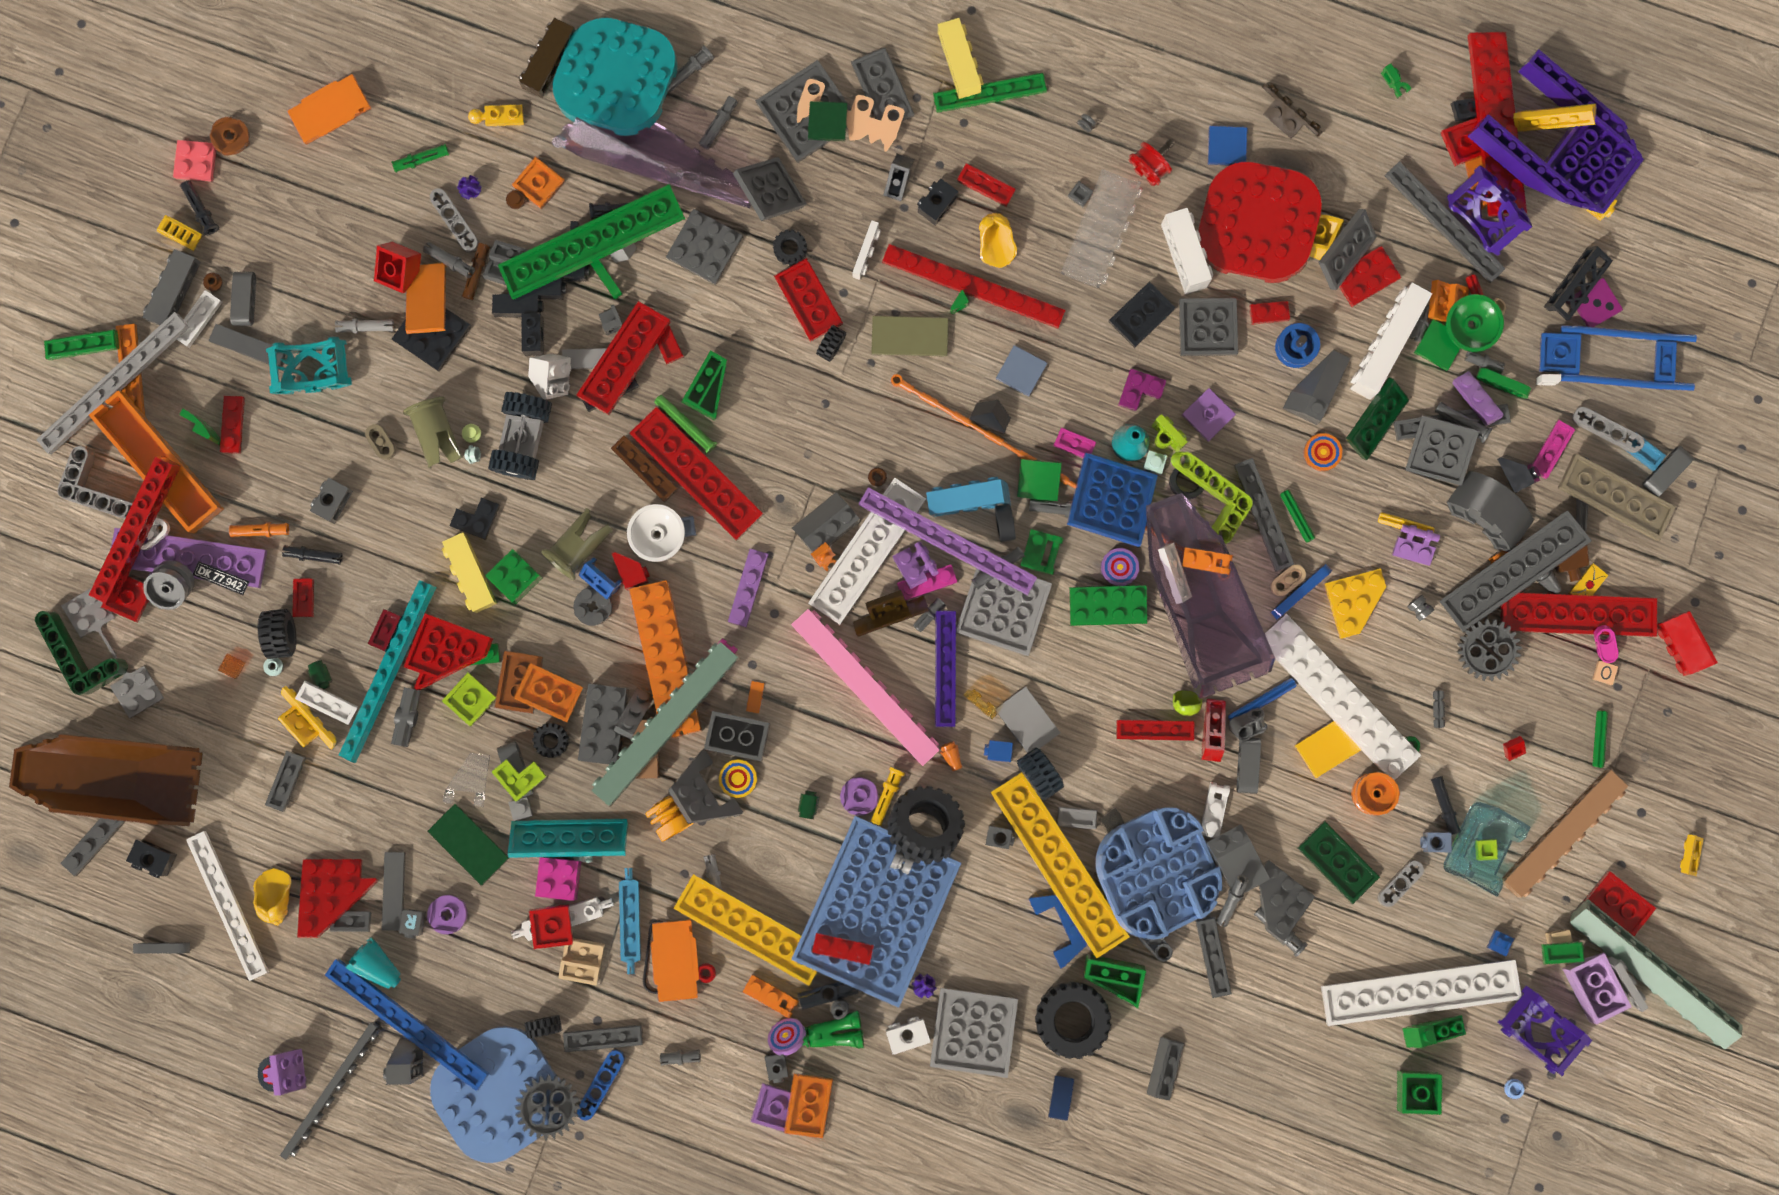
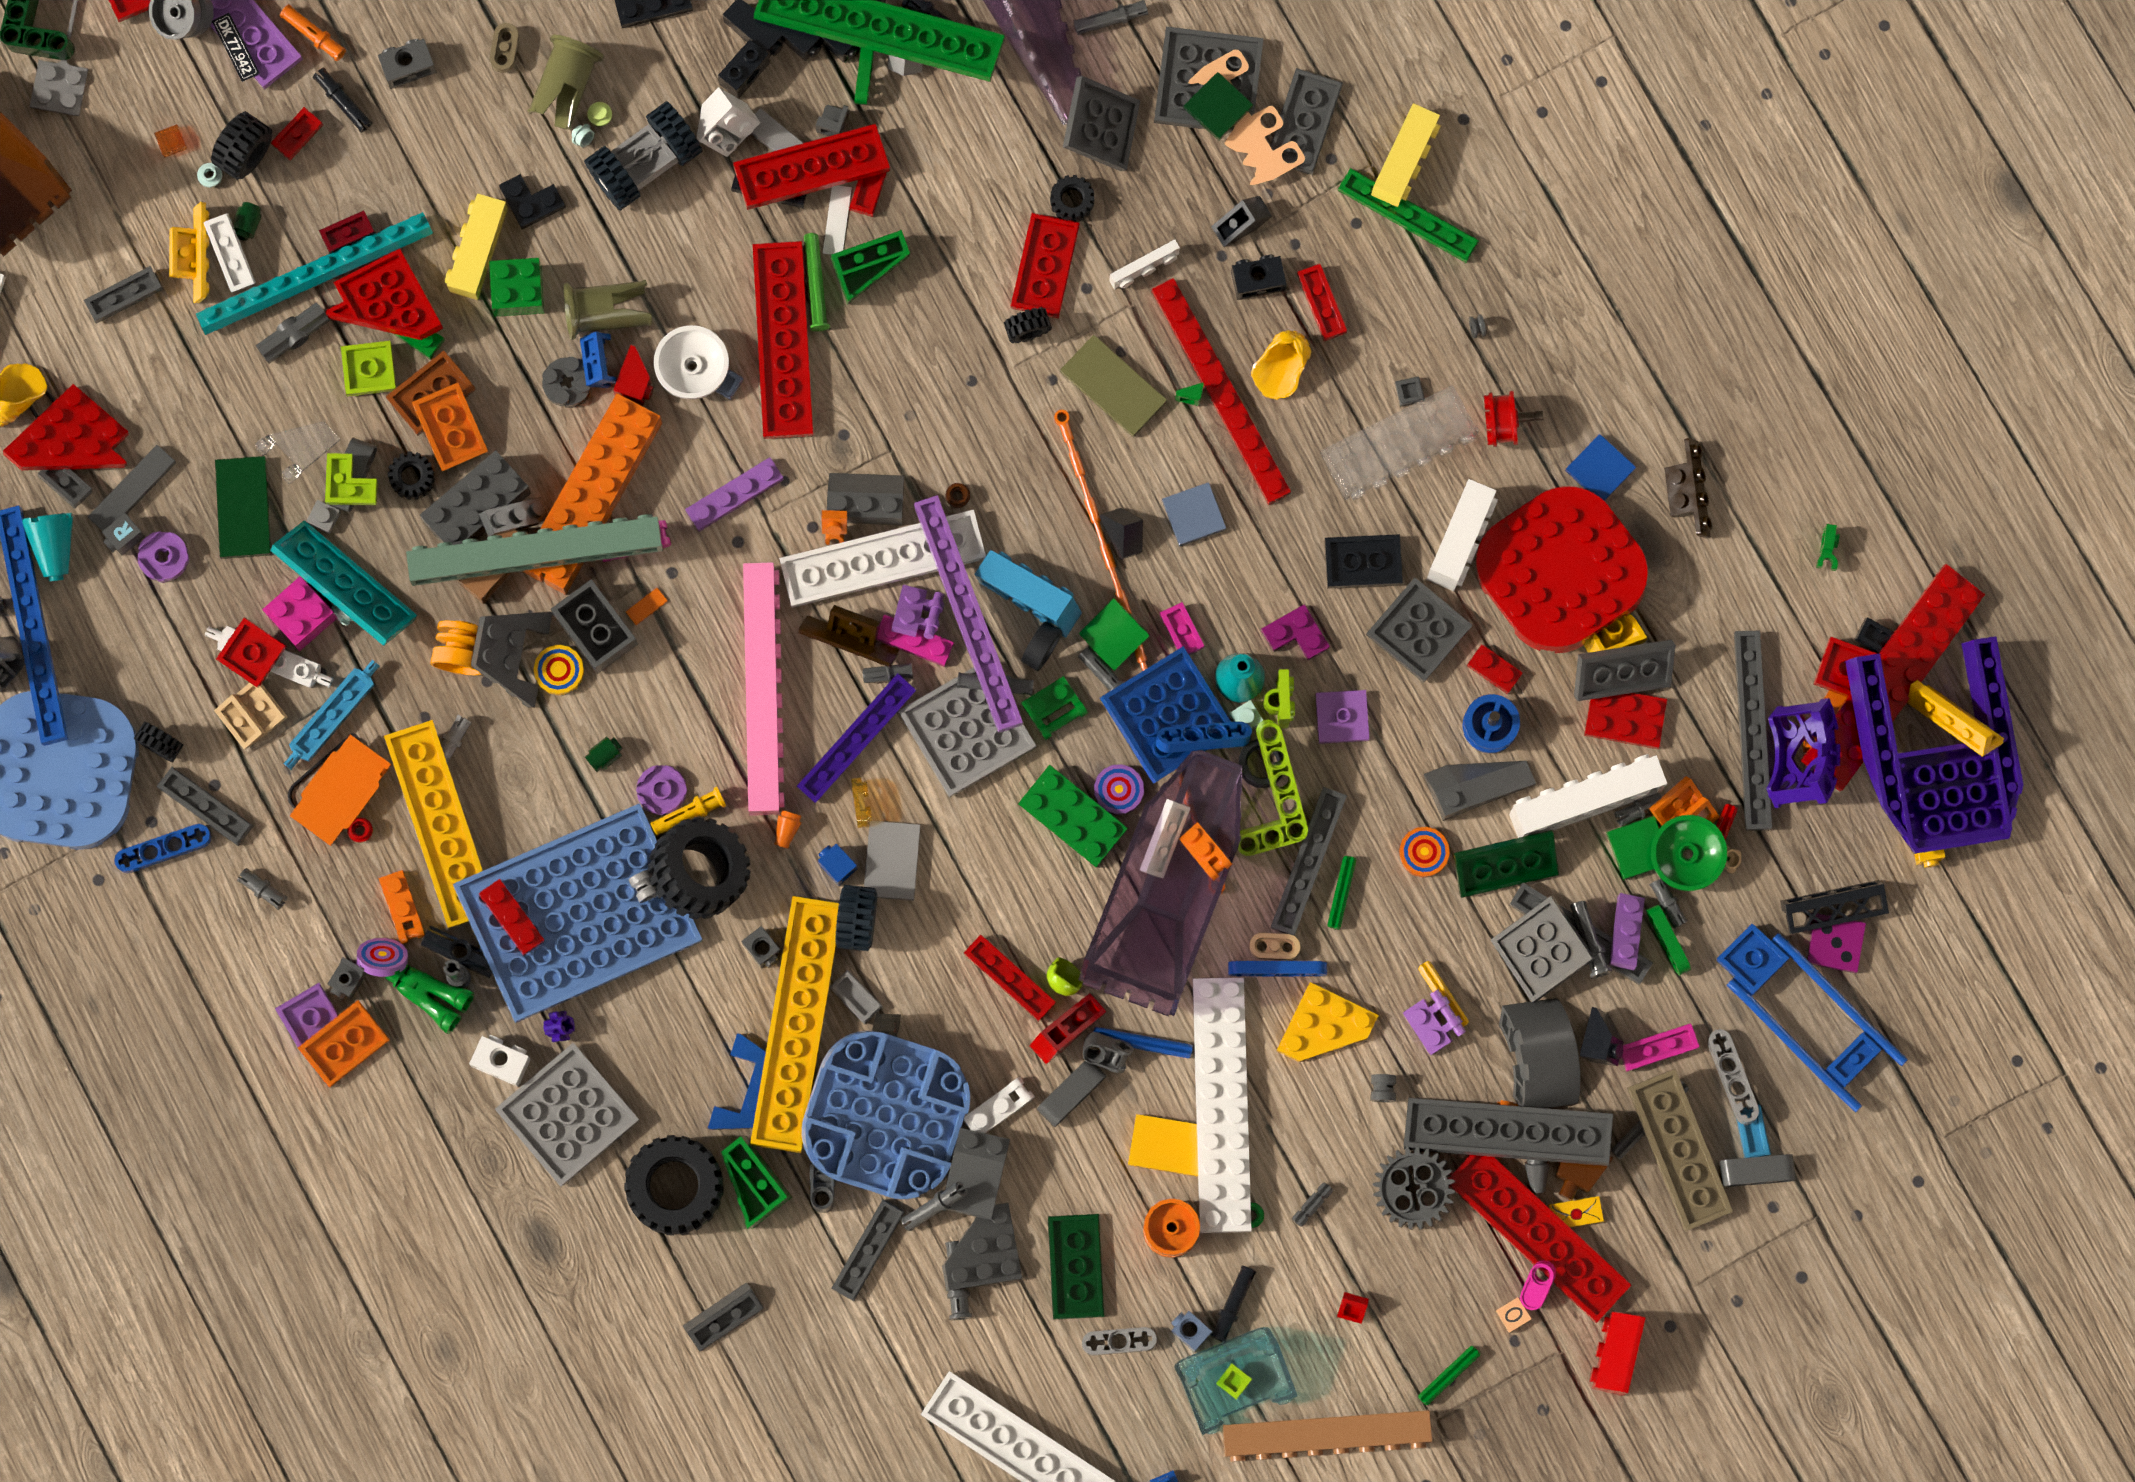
camera: 35 degrees right, 5 degrees down
(564, 1106) = (76, 803): dark grey gear -> none
(643, 468) = (736, 291): reddish brown plate -> none
(665, 377) = (837, 219): none -> white sticker
(704, 246) = (988, 127): dark grey plate -> none
(1061, 1098) = (595, 1253): dark blue slope -> none
(1147, 496) = (1232, 733): none -> blue beam
(1548, 379) = (1718, 976): white tile -> none

